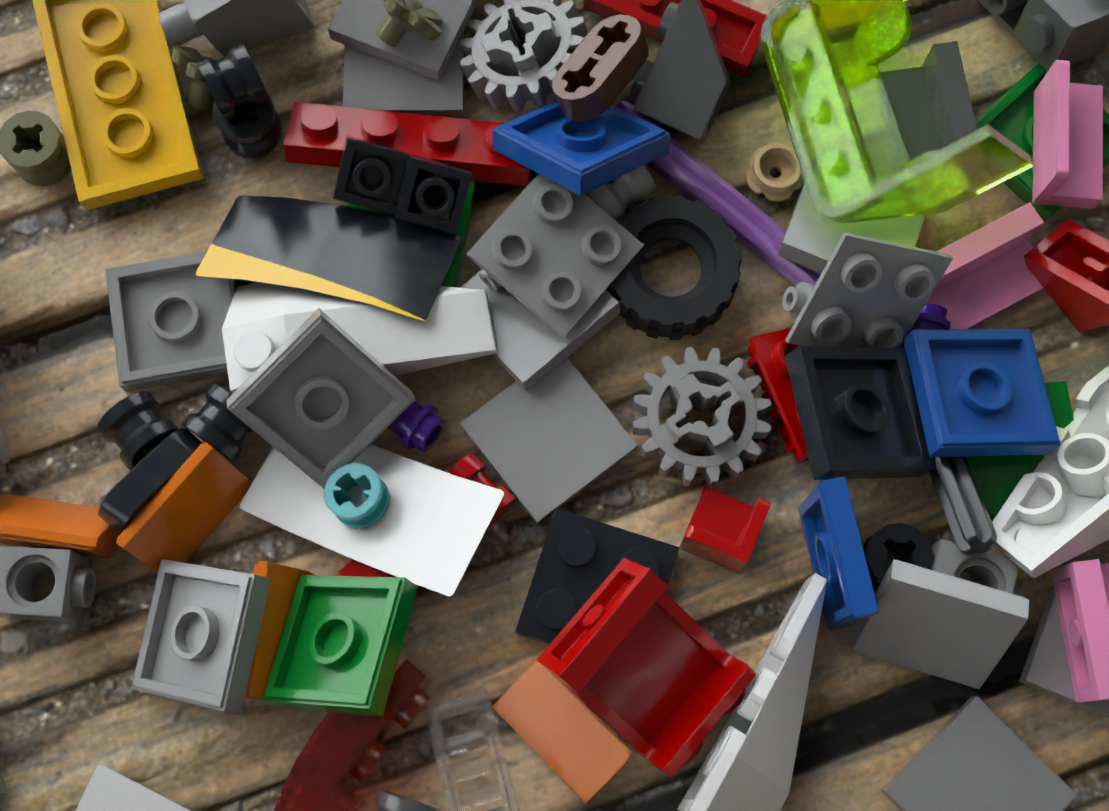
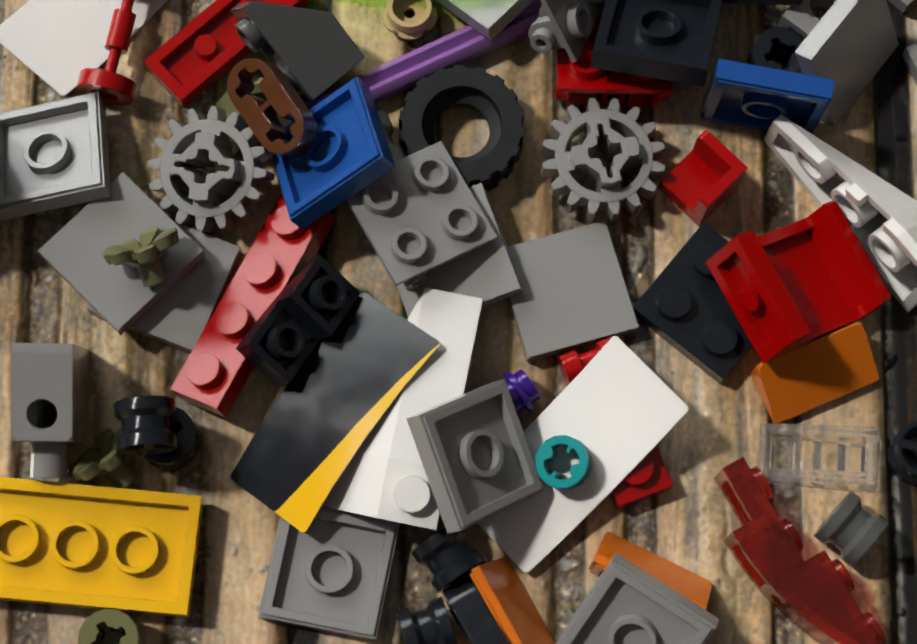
camera: 75 degrees left, 0 degrees up
(341, 644) = (689, 518): green tile -> none

